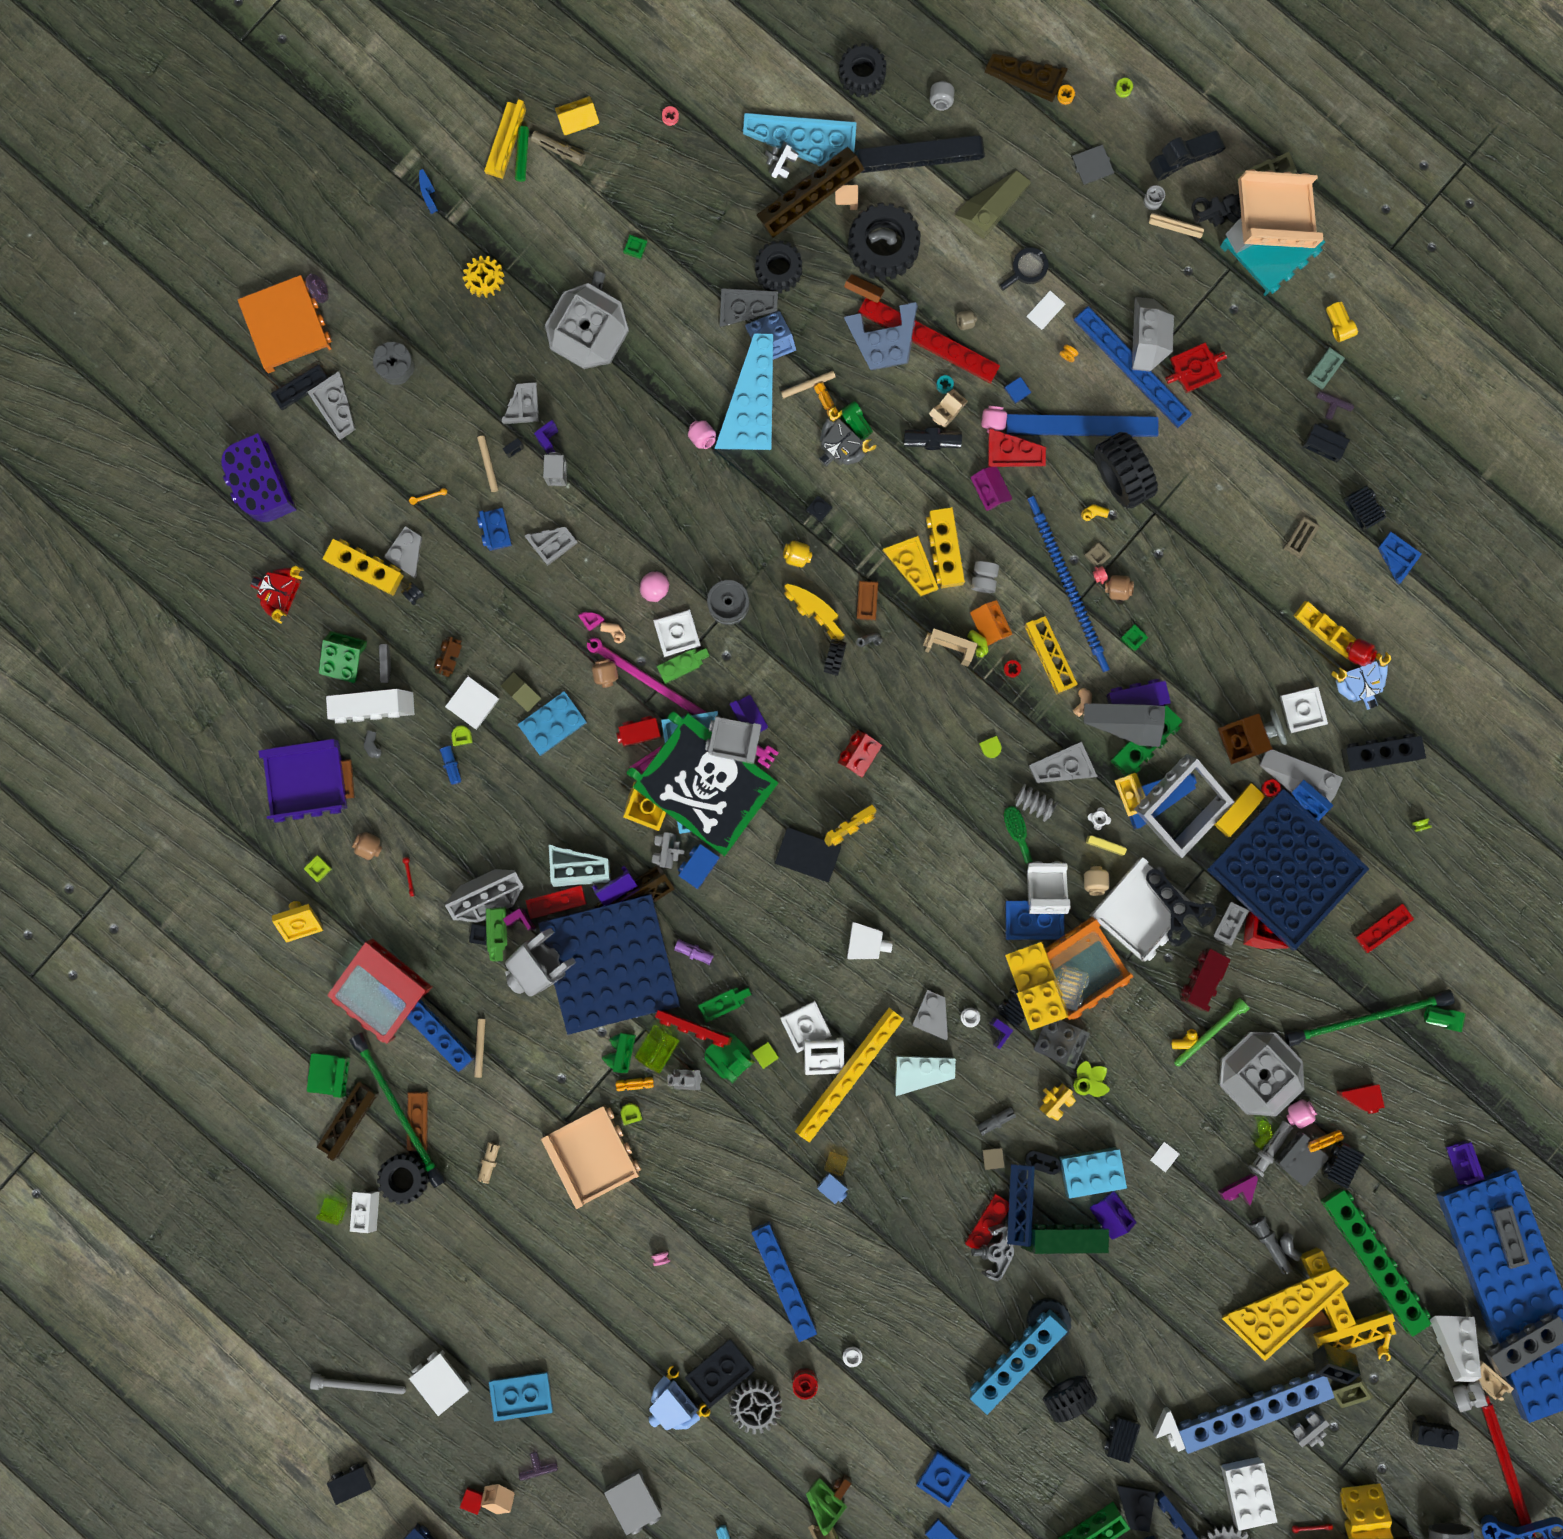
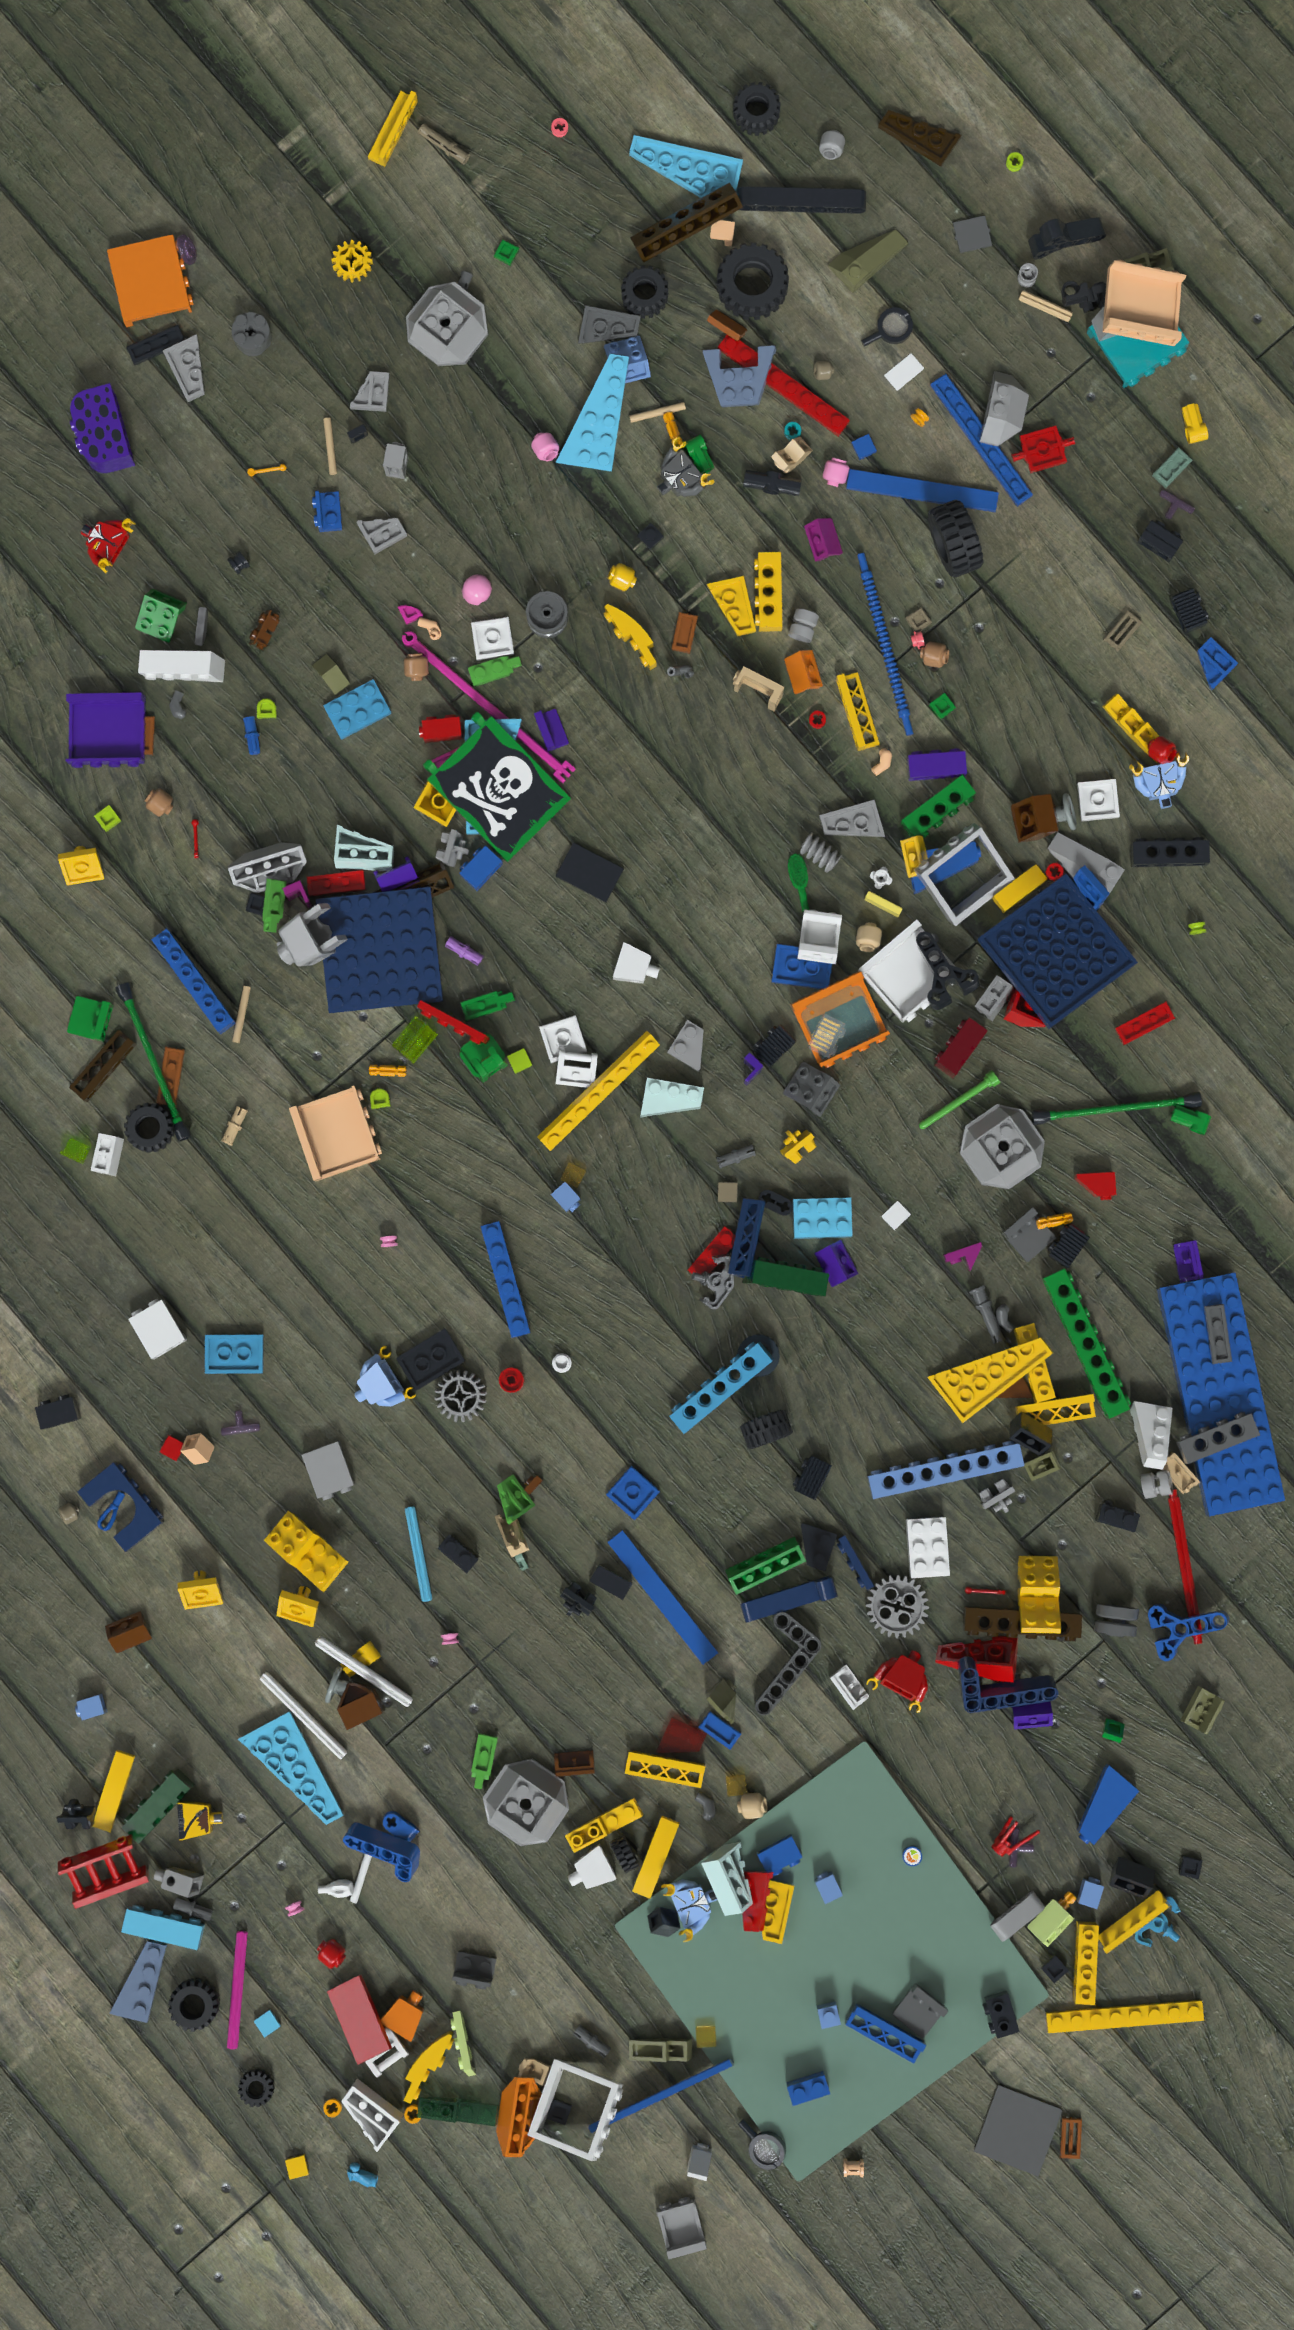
camera: 10 degrees right, 0 degrees up
(319, 1381) = (40, 1312): light grey piece -> none
(336, 552) = (215, 550): yellow brick -> none
(378, 990) = (150, 942): panel -> none
(405, 551) = (237, 521): light grey wing -> none
(426, 189) = (308, 166): blue slope -> none
(472, 703) = (281, 678): white tile -> none
(521, 156) = (407, 144): green axle -> none
(544, 434) = (391, 423): dark purple panel -> none
(577, 115) = (467, 114): yellow panel -> none
(621, 1059) = (378, 1044): green tile -> none
(685, 1079) = (437, 1071): light grey hips -> none
(733, 740) = (532, 748): light grey panel -> none
(777, 167) = (658, 194): hips -> none
(835, 657) = (644, 682): black tyre -> none
(859, 753) = (655, 780): bracket -> none
(864, 816) = (629, 850): yellow wing -> none
(885, 234) = (751, 273): dark grey arm -> none
(970, 1017) = (725, 1052): white plate -> none
(982, 647) = (790, 695): lime arm -> none
(991, 748) = (785, 793): lime tile -> none
(1013, 451) = (850, 506): red wing -> none
(1037, 986) = (793, 1026): yellow piece -> none
(1063, 99) = (952, 165): light orange bush -> none
(1093, 1078) = (837, 1129): lime plate -> none
(1094, 510) = (920, 576): yellow arm -> none
(1134, 723) = (924, 785): dark grey wedge -> none
(1167, 1425) = (859, 1470): white slope -> none
(1187, 1042) = (934, 1106): yellow arm -> none
(1265, 1134) = (997, 1206): clear neon green arm -> none
(1266, 1156) = (994, 1227): light grey pin -> none
(1301, 1113) = (1035, 1191): bright pink head -> none
(1384, 1349) = (1082, 1429): yellow hand -> none

